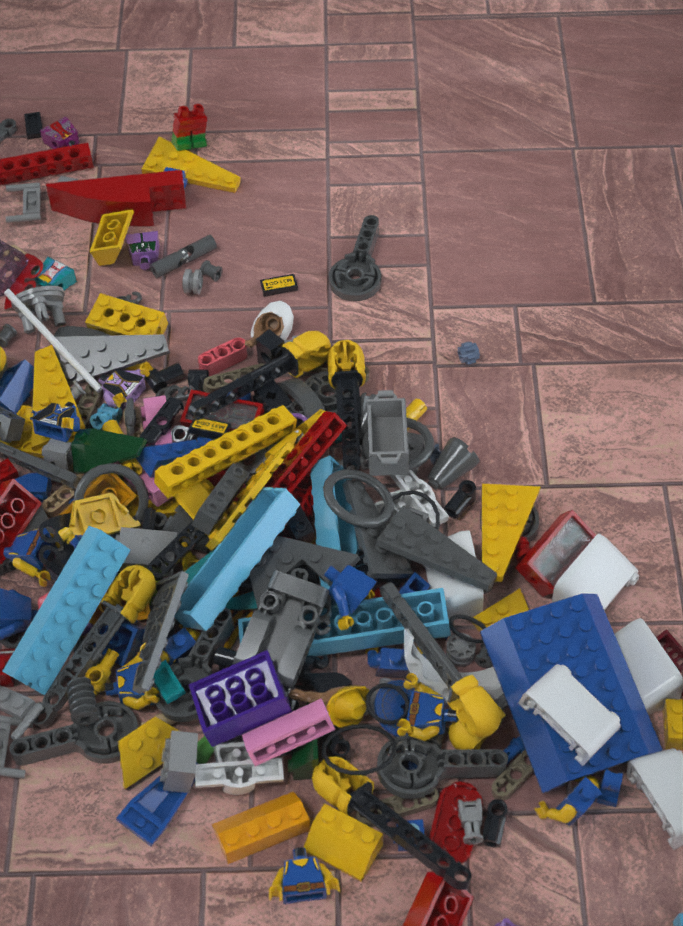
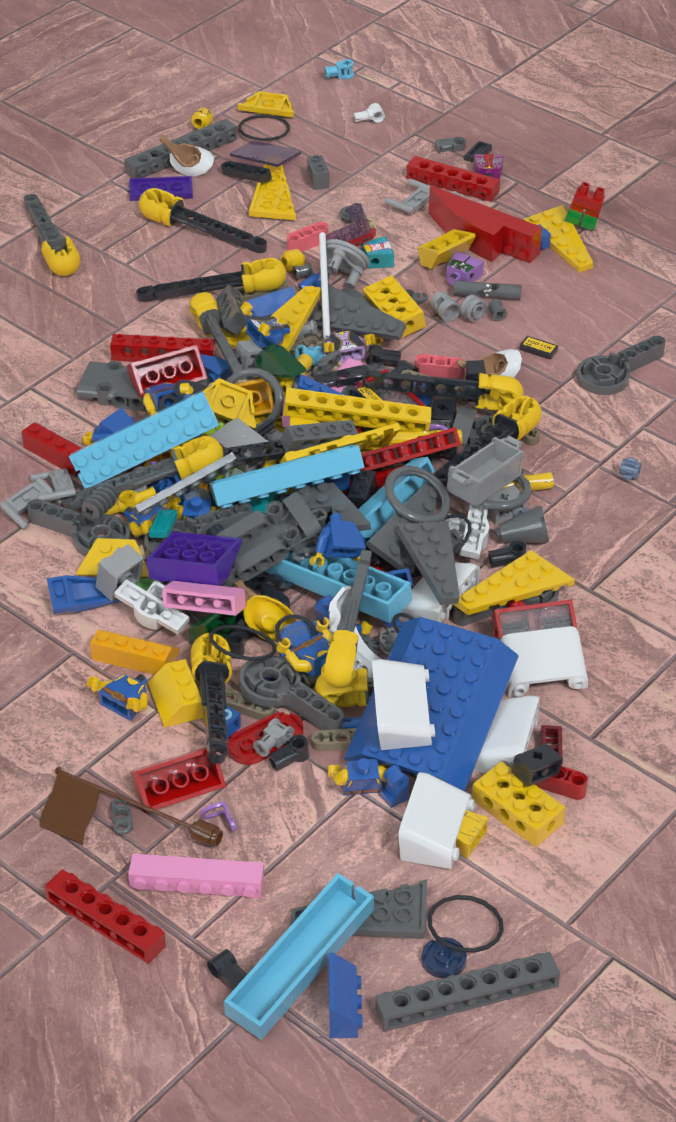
camera: 40 degrees right, 10 degrees down
(25, 343) = (312, 280): none -> blue cone
(163, 293) = (445, 306): none -> light grey wheel

